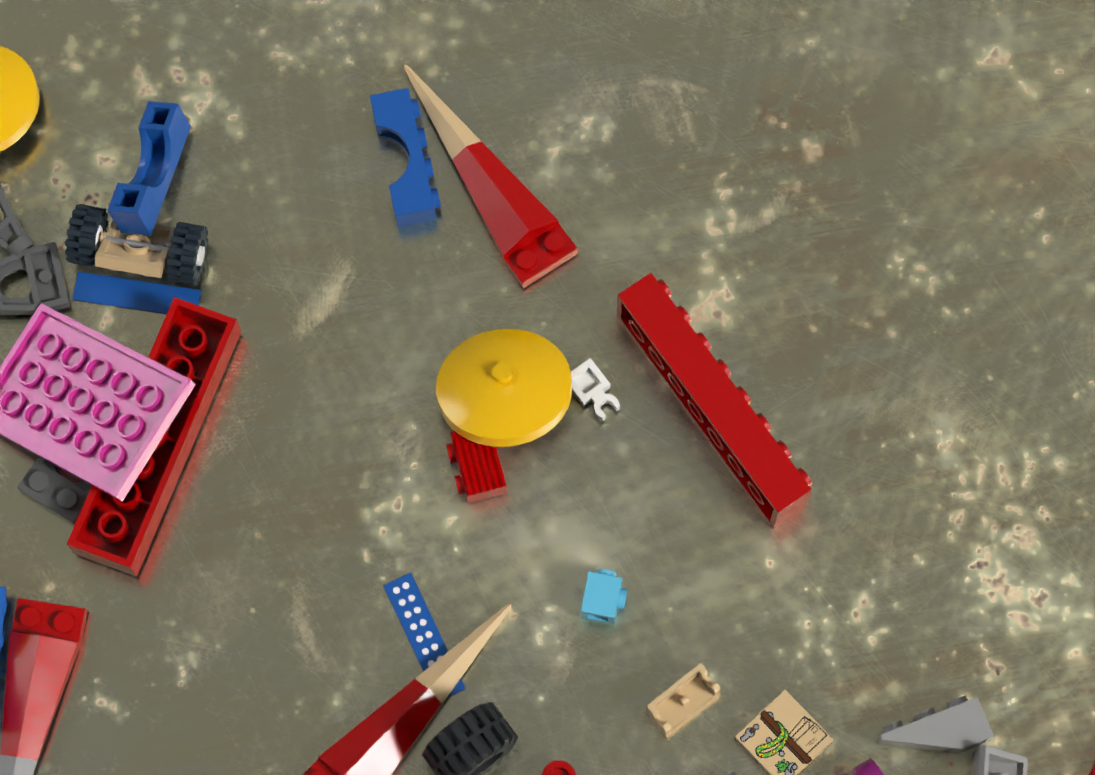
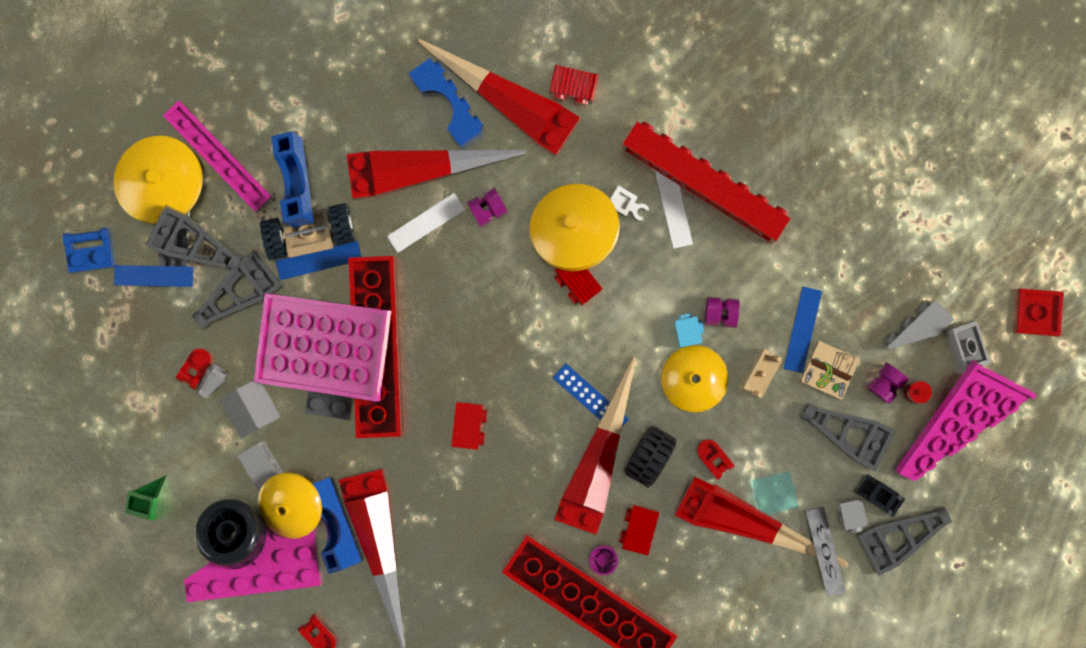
camera: 20 degrees left, 15 degrees up
(67, 105) = (217, 156): none -> dark pink plate
(233, 599) = (468, 425): none -> red brick
(284, 214) = (387, 171): none -> red plate
(304, 304) = (426, 222): none -> white sticker
(396, 313) = (493, 201): none -> magenta wheel
(581, 694) = (678, 382): none -> yellow dish
(587, 202) = (573, 84): none -> red brick
(650, 584) = (714, 311): none -> magenta wheel
(654, 430) = (674, 212): none -> white sticker
(768, 666) = (802, 329): none -> blue sticker

